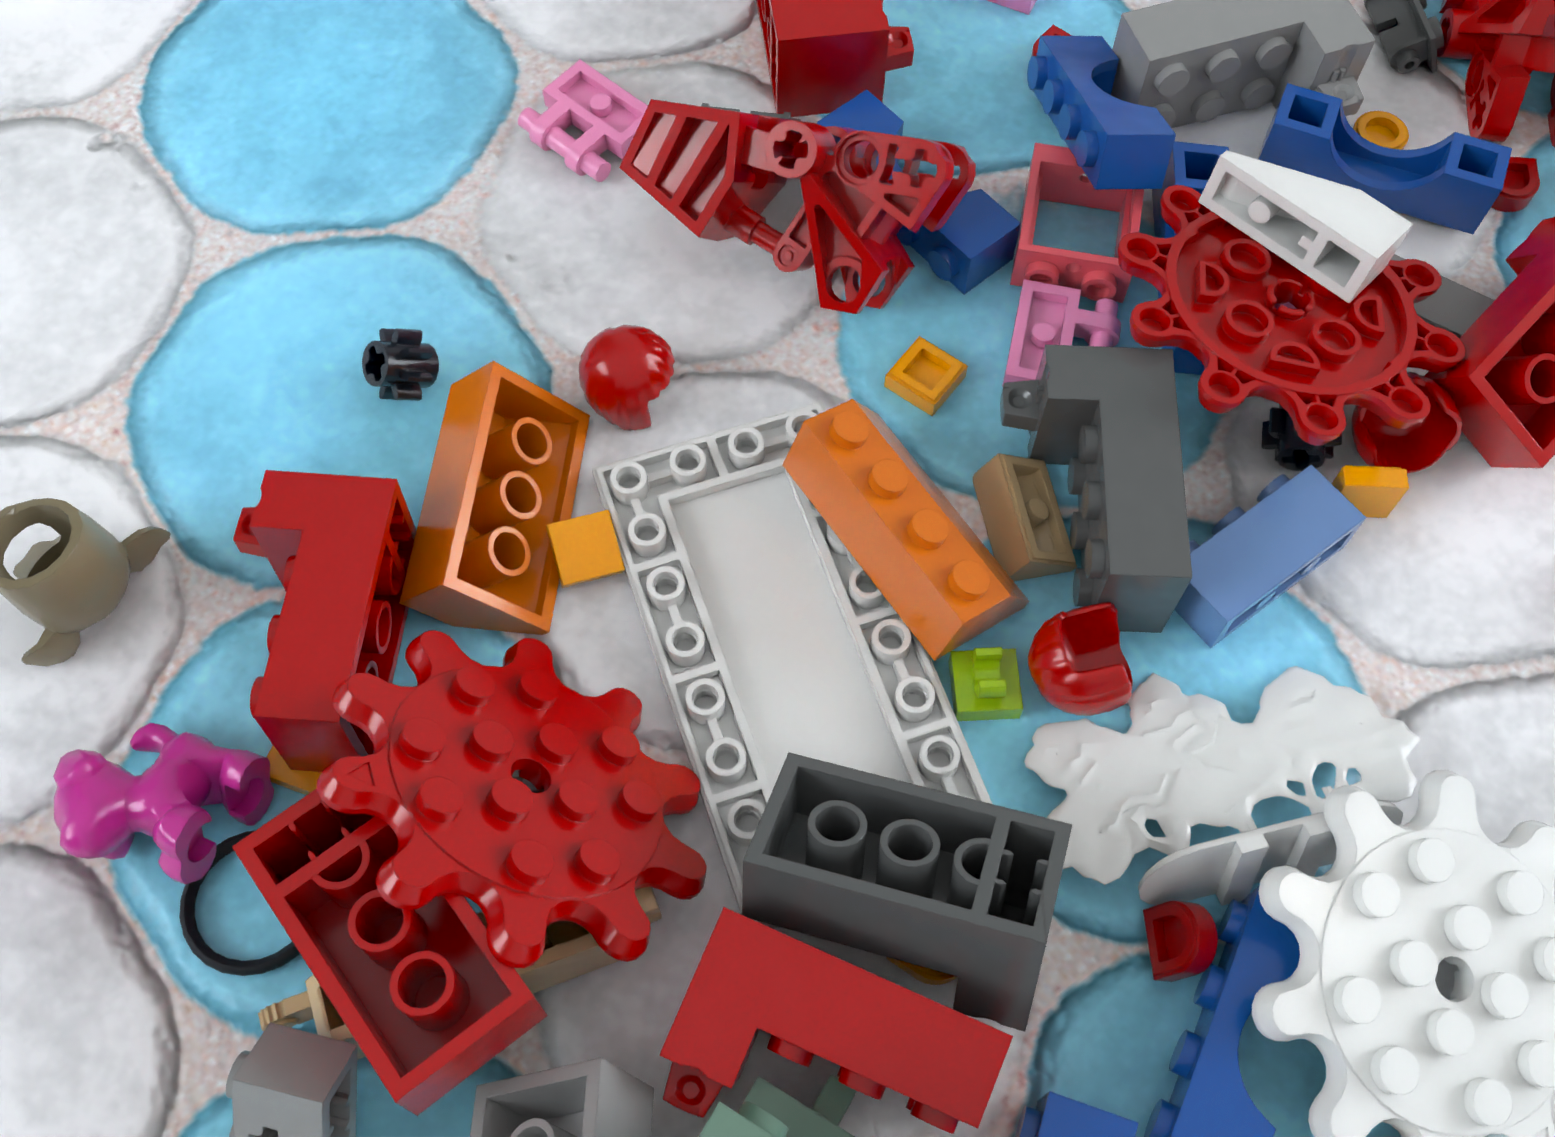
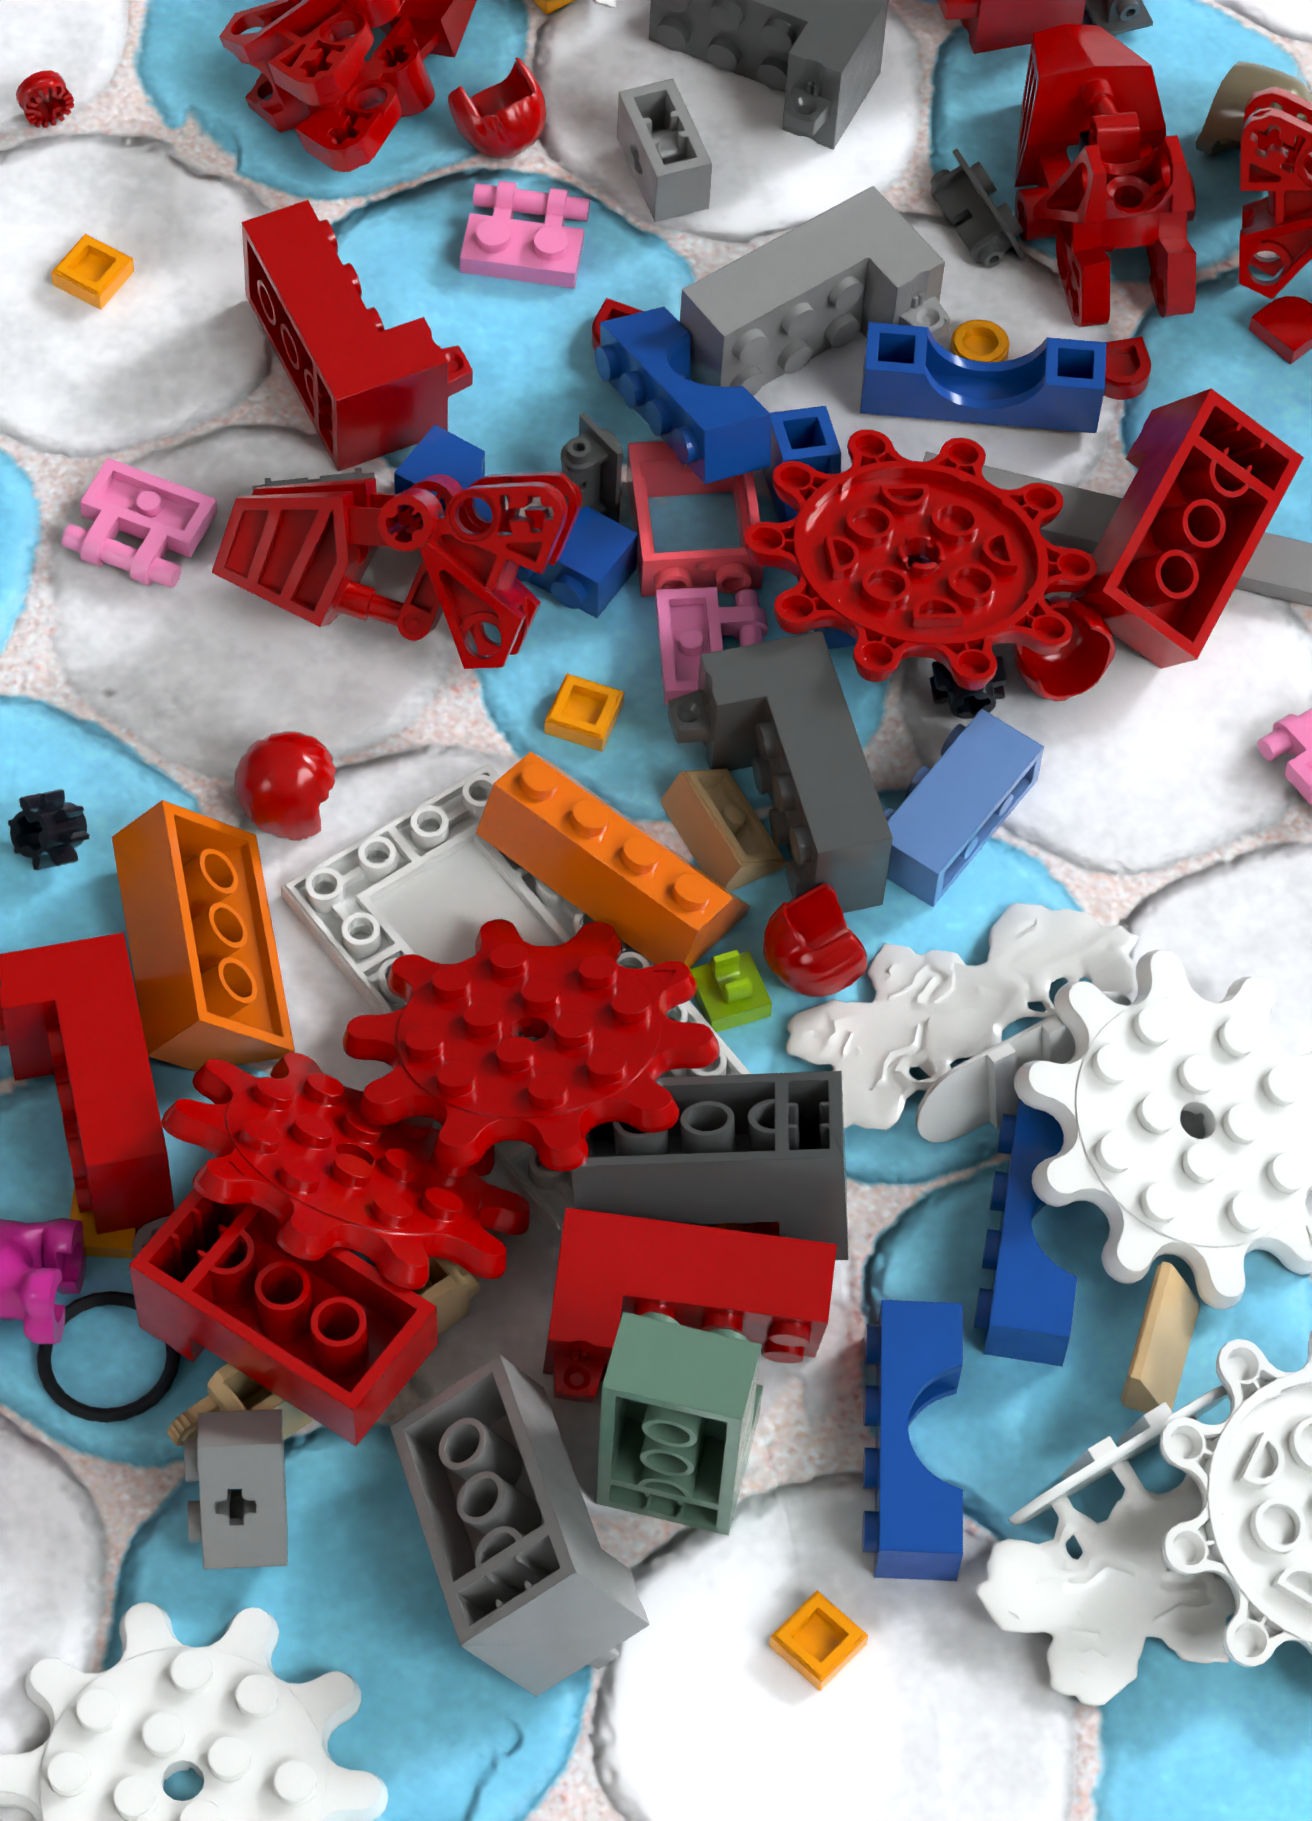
camera: 20 degrees left, 5 degrees down
(585, 548) = (304, 963): light orange tile -> none
(748, 760) = (471, 1072): none -> red plate
(997, 152) = (595, 466): none -> dark grey hinge
(1179, 939) = (964, 1161): red tile -> none
(1308, 221) = (919, 473): white slope -> none
(1372, 488) = (1046, 718): light orange tile -> none

